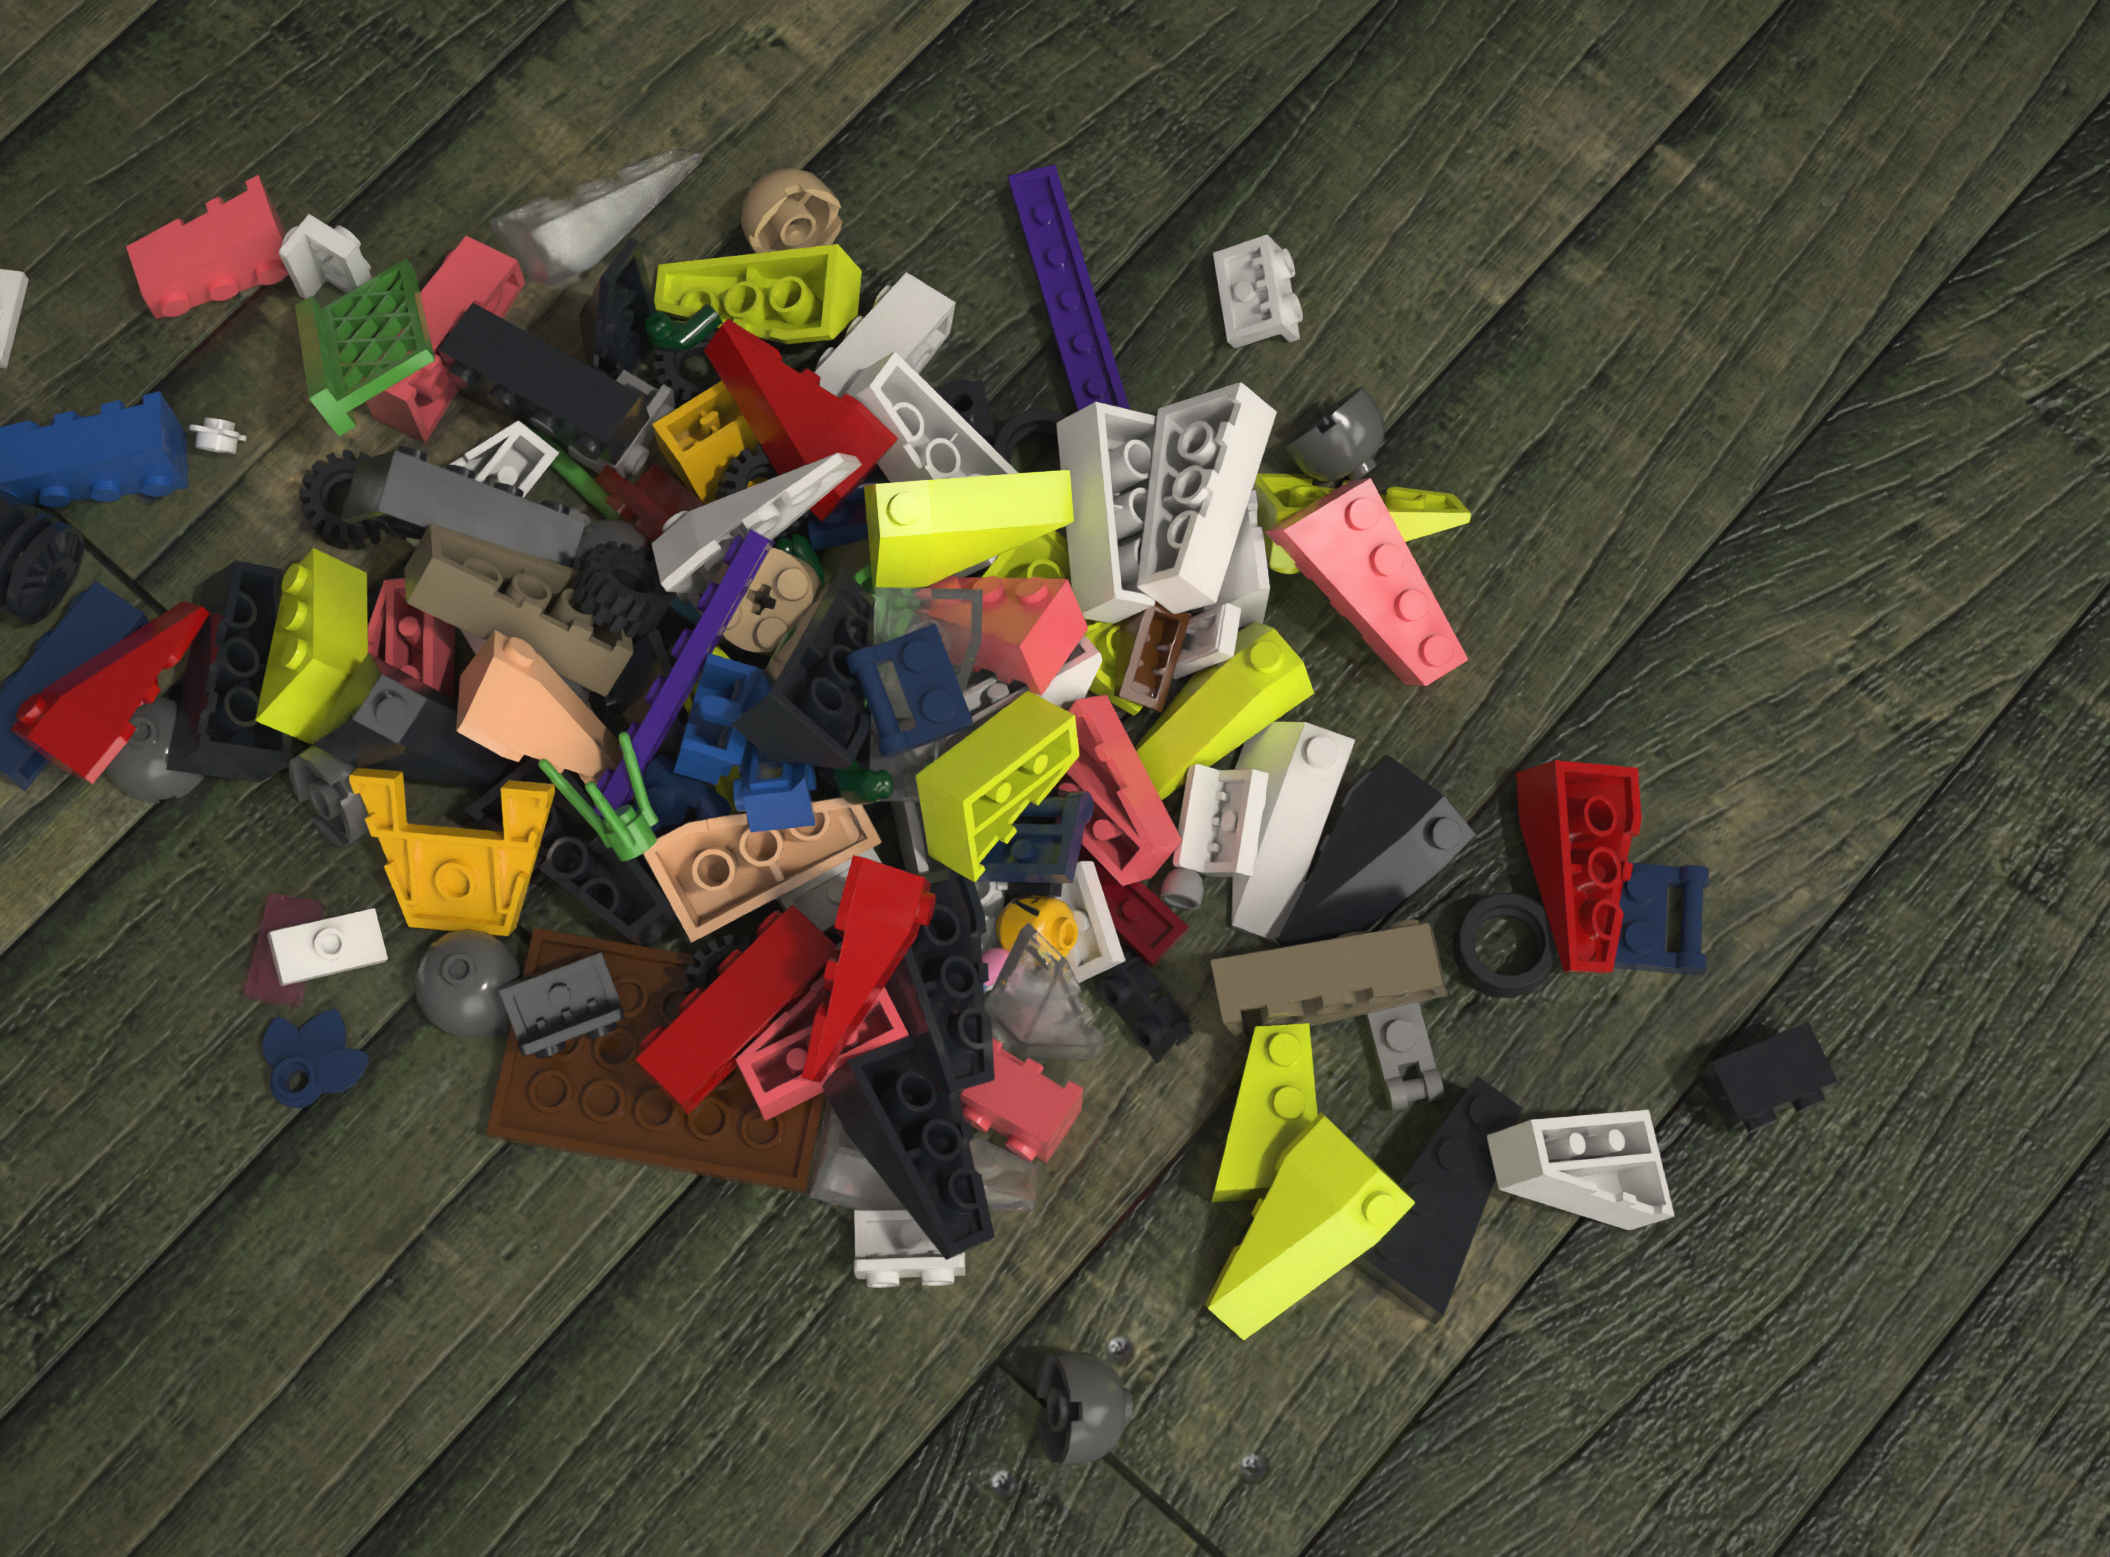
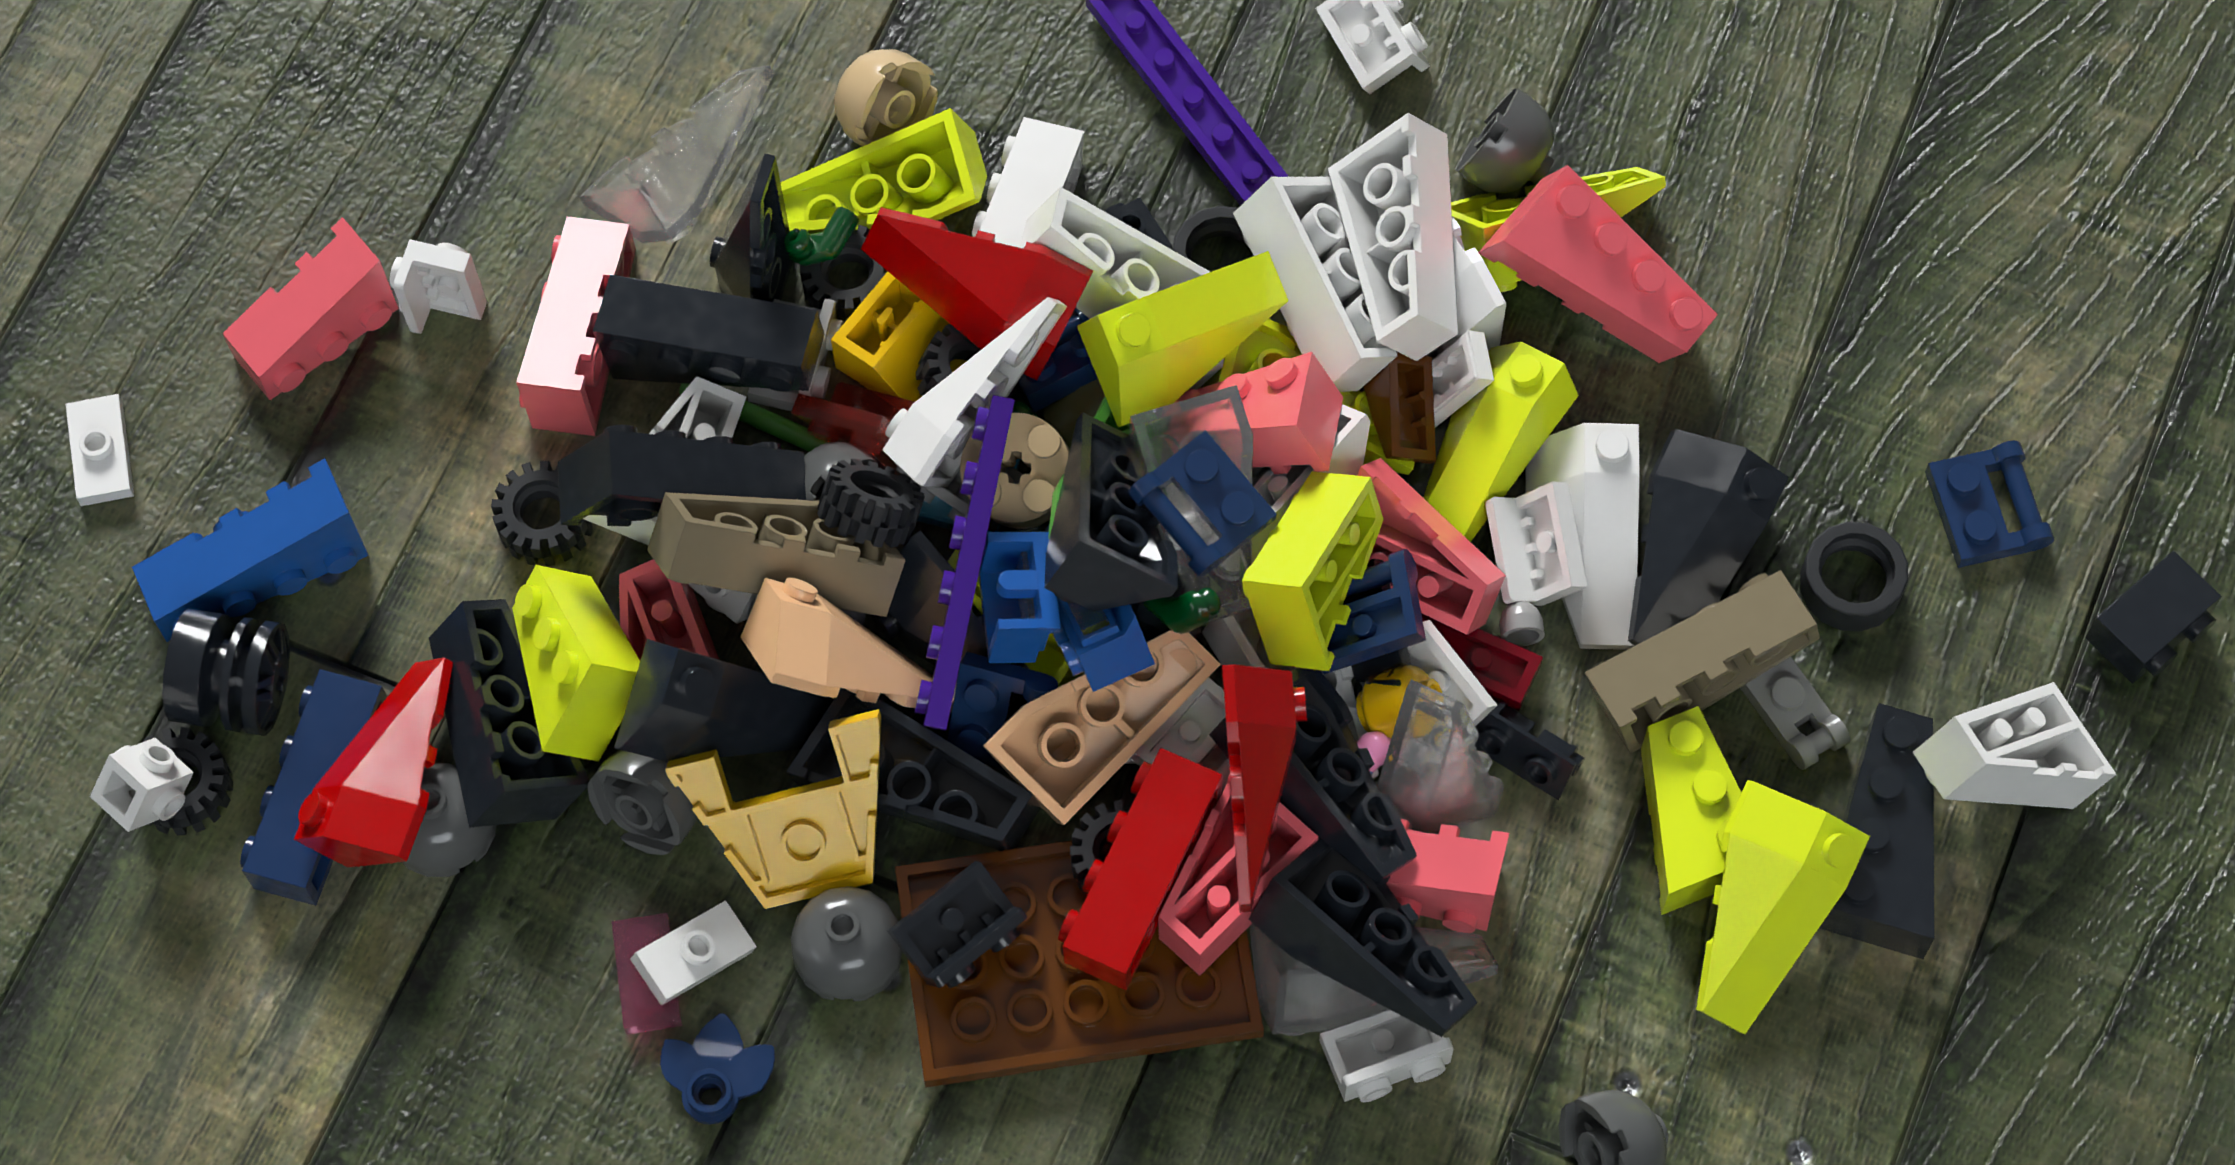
camera: 15 degrees left, 5 degrees down
(217, 436) = (383, 492): white plate -> none
(329, 352) = (488, 372): bright green fence -> none
(623, 828) = (964, 729): bright green plant -> none
(1579, 843) = (1885, 450): red wedge -> none

